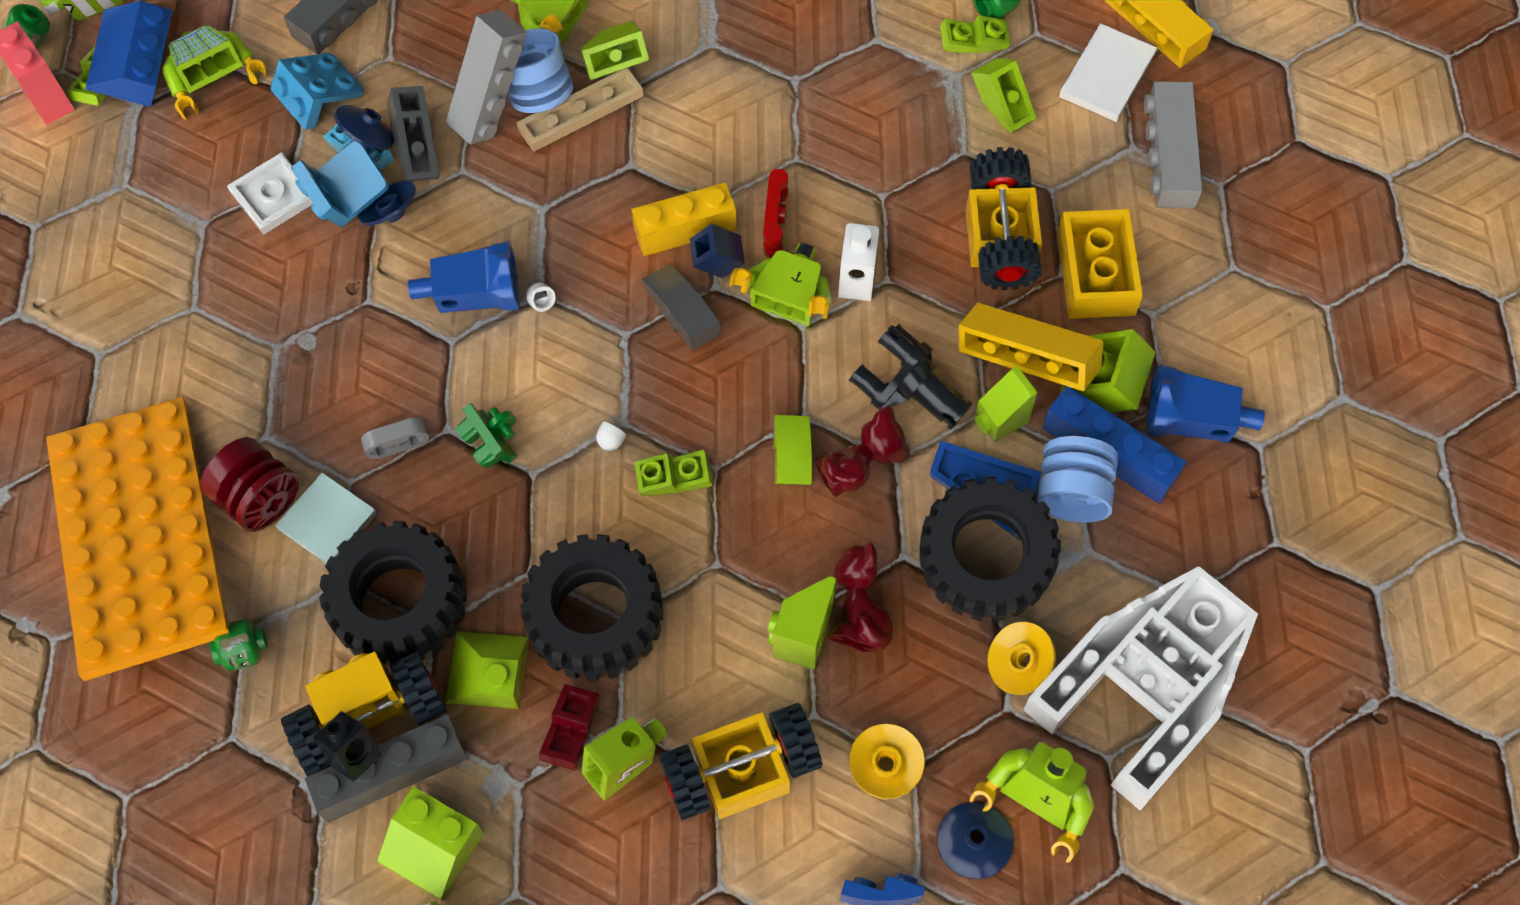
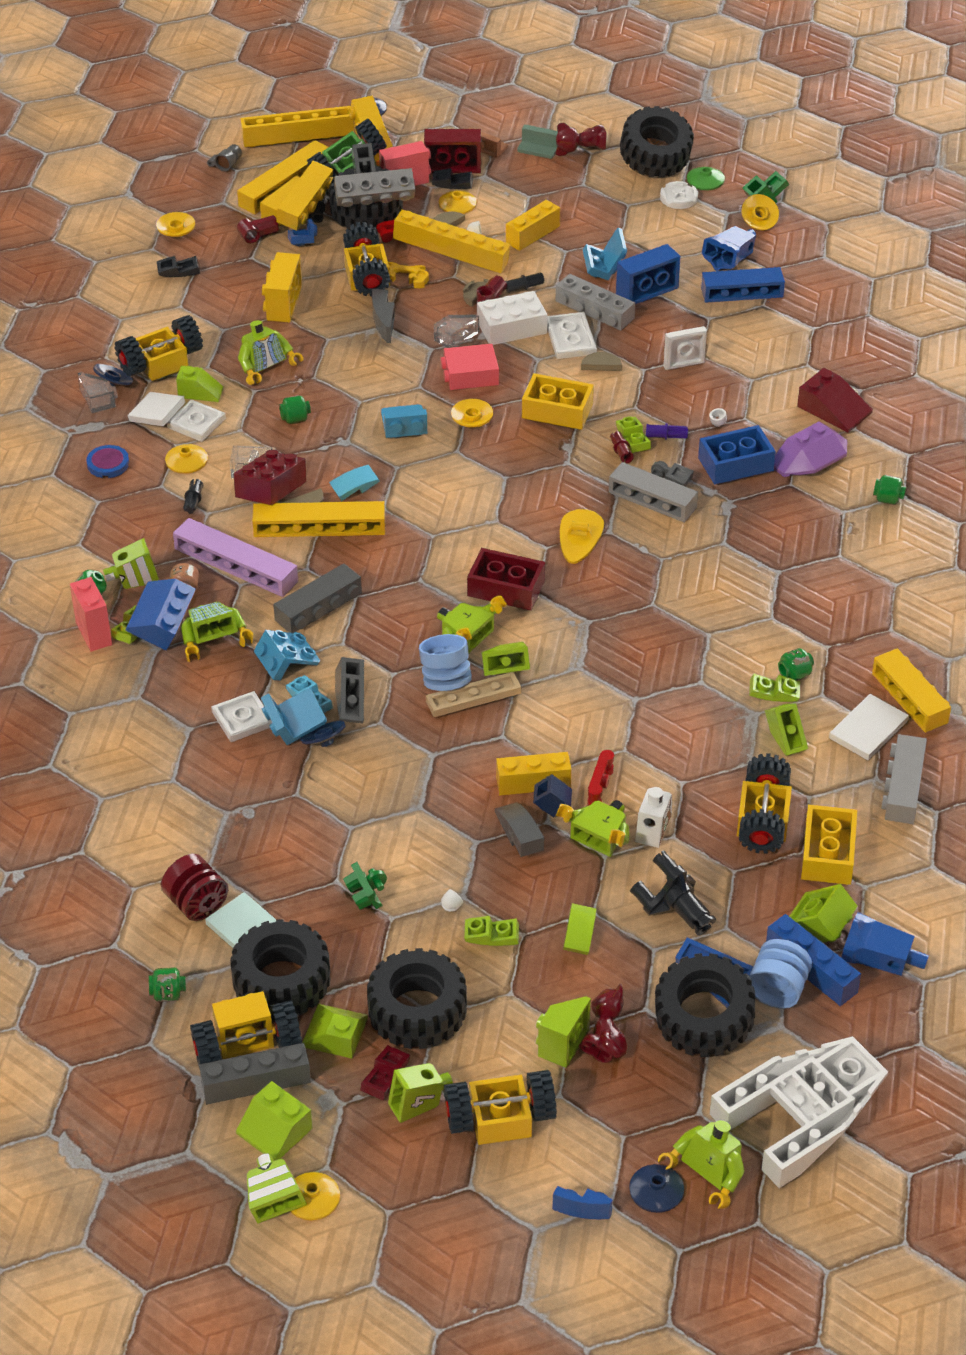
camera: 10 degrees right, 20 degrees down
(135, 539) = (109, 908): light orange plate -> none
(347, 746) = (233, 1044): black brick -> none
(364, 127) = (317, 681): dark blue dish -> none
(395, 438) = (299, 878): light grey beam -> none
(471, 280) = (373, 789): blue piece -> none
(485, 76) = (409, 658): light grey brick -> none
(542, 301) = (420, 812): white hinge -> none
(849, 468) = (644, 932): dark red animal -> none
(889, 743) = (603, 1117): yellow dish -> none
(1006, 405) = (739, 922): lime slope -> none
(1008, 656) = (712, 1077): yellow dish -> none
(1031, 345) = (765, 885): yellow brick -> none

